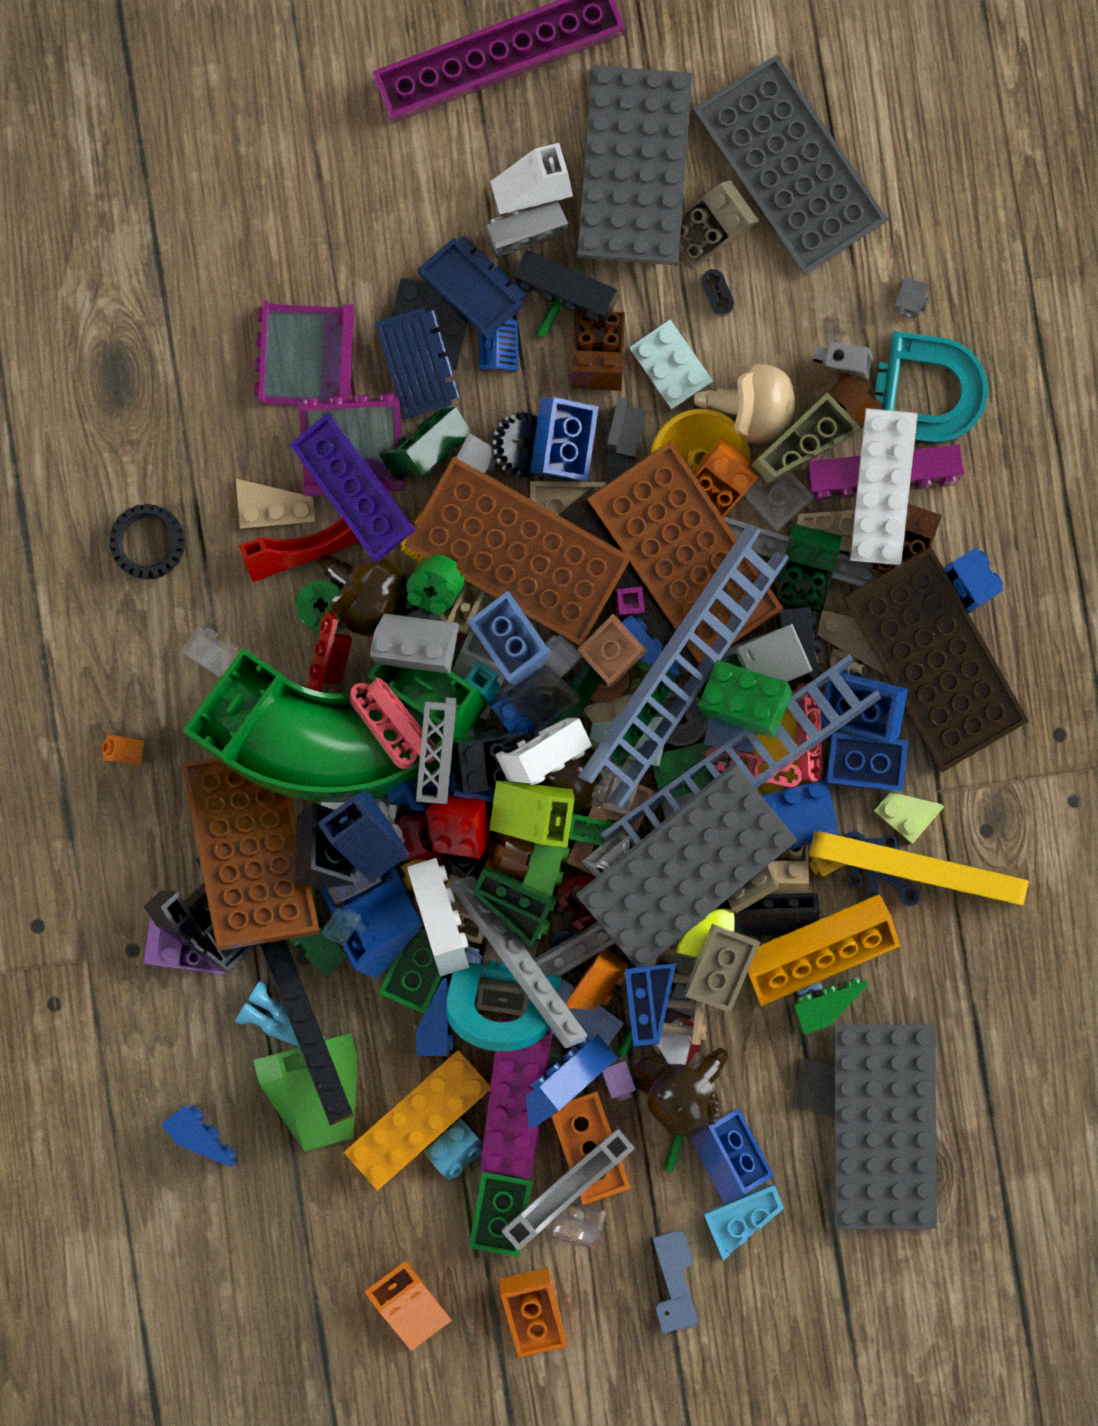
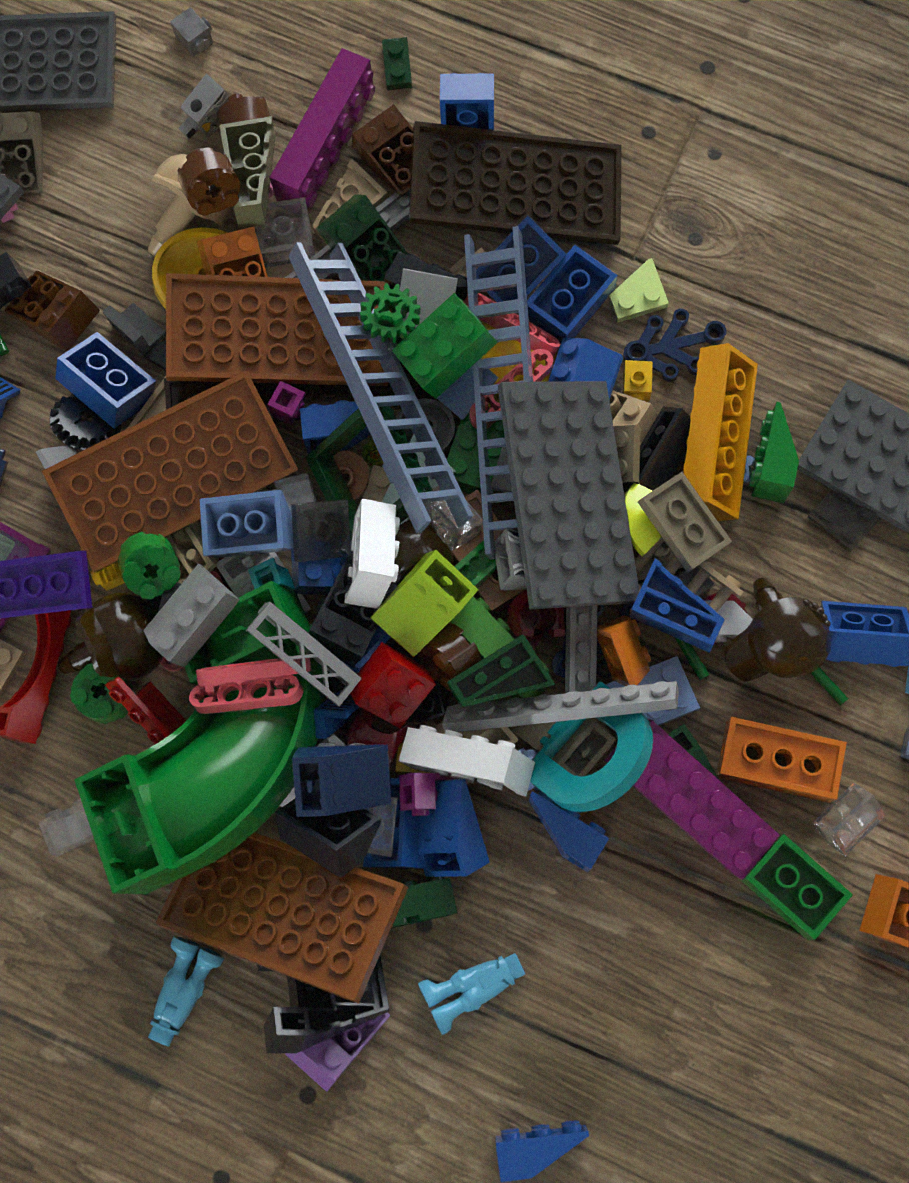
camera: 50 degrees left, 10 degrees down
(123, 749) = (106, 974): orange bracket -> none
(143, 813) = (179, 993): none -> medium azure piece
(295, 1098) = (560, 998): bright green wedge -> none
(307, 1031) = (499, 965): black plate -> none
(342, 926) = (416, 862): clear light blue bracket -> none
(393, 895) = (418, 792): none -> magenta brick
(407, 1305) = (833, 1040): orange slope -> none
(413, 975) = (508, 824): green brick -> none
(418, 1120) = (653, 912): light orange brick -> none
(427, 445) = (23, 504): dark green wedge -> none
(454, 1150) = (704, 894): medium azure bracket -> none
(567, 1079) = (707, 735): blue slope -> none
(567, 1189) = (822, 841): light grey arch -> none
(612, 650) = (320, 441): nougat plate -> none
(619, 1081) = (730, 693): lavender brick -> none
(670, 364) = (108, 258): light aqua plate -> none
(723, 289) = (75, 183): black beam -> none
(735, 634) = (391, 311): none -> green gear
(762, 429) = (209, 181): none -> reddish brown brick
(846, 636) = (449, 245): tan wing -> none
(883, 486) = (333, 127): white plate -> none
(918, 868) = (694, 306): yellow beam -> none
(941, 353) = (265, 31): teal piece -> none
(991, 486) = (397, 63): none -> dark green plate

